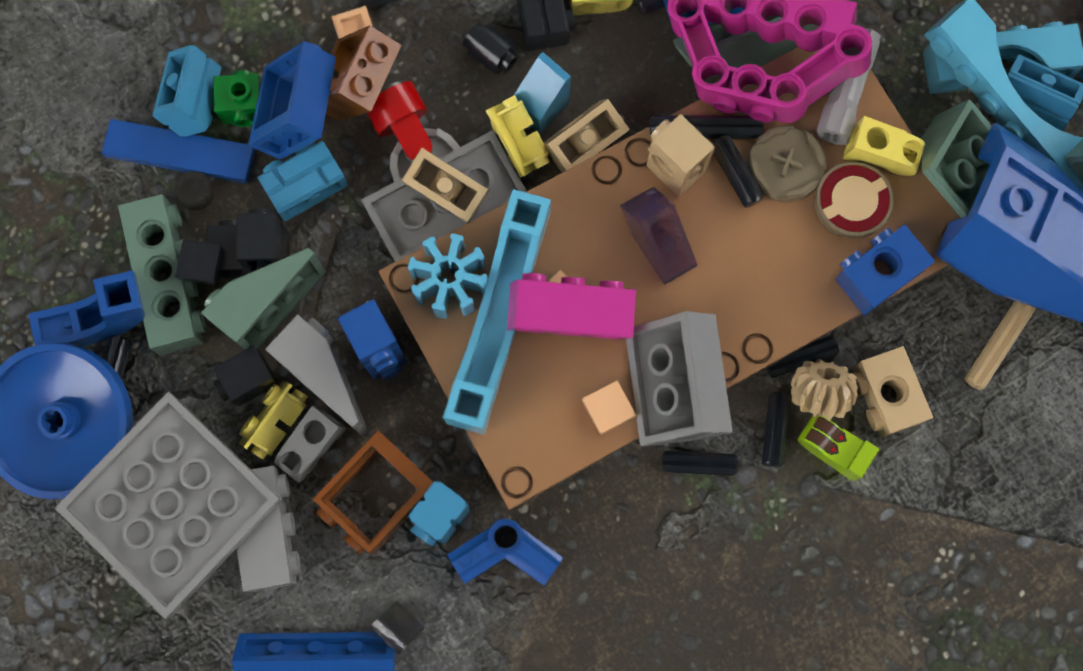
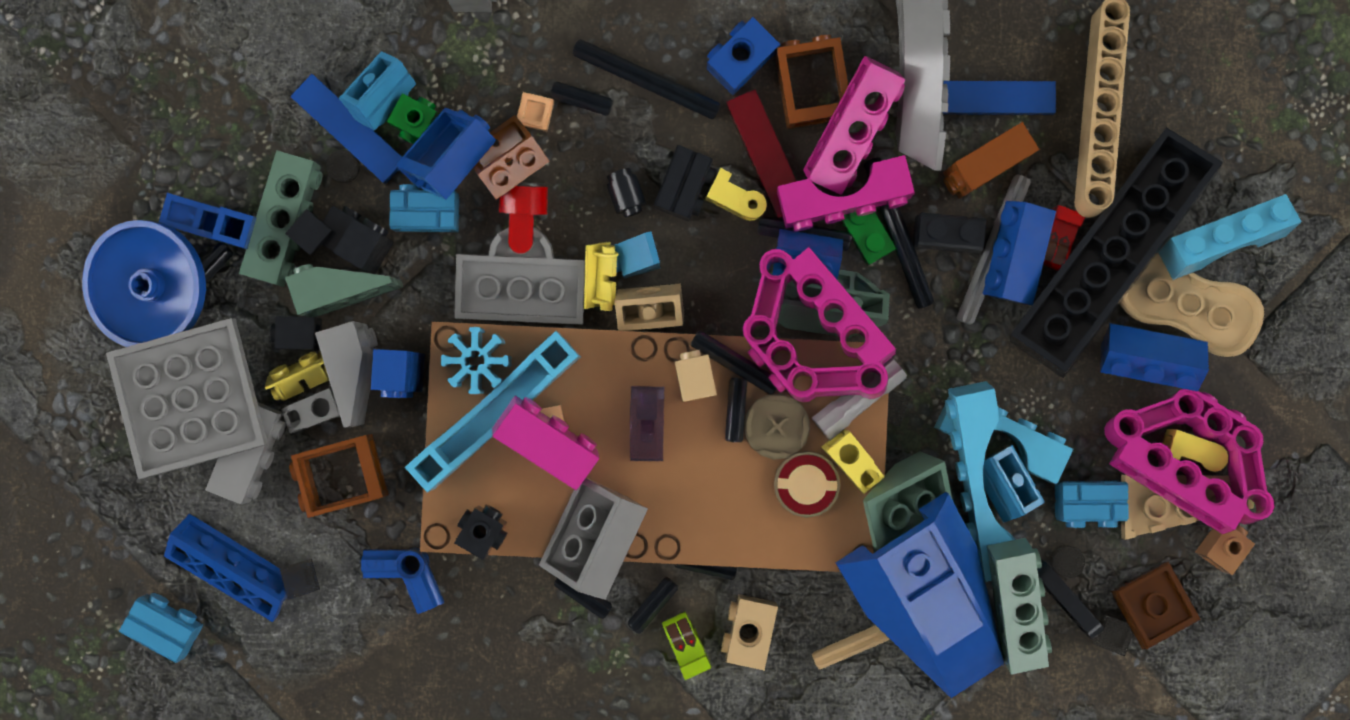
camera: 30 degrees right, 10 degrees up
(438, 514) = (372, 521): dark azure brick -> none
(445, 186) = (519, 288): tan brick -> none
(557, 455) = (470, 536): none -> black brick
(608, 407) = (532, 525): light nougat tile -> none
(824, 389) = (701, 601): tan gear -> none
(902, 255) = (810, 557): blue brick -> none

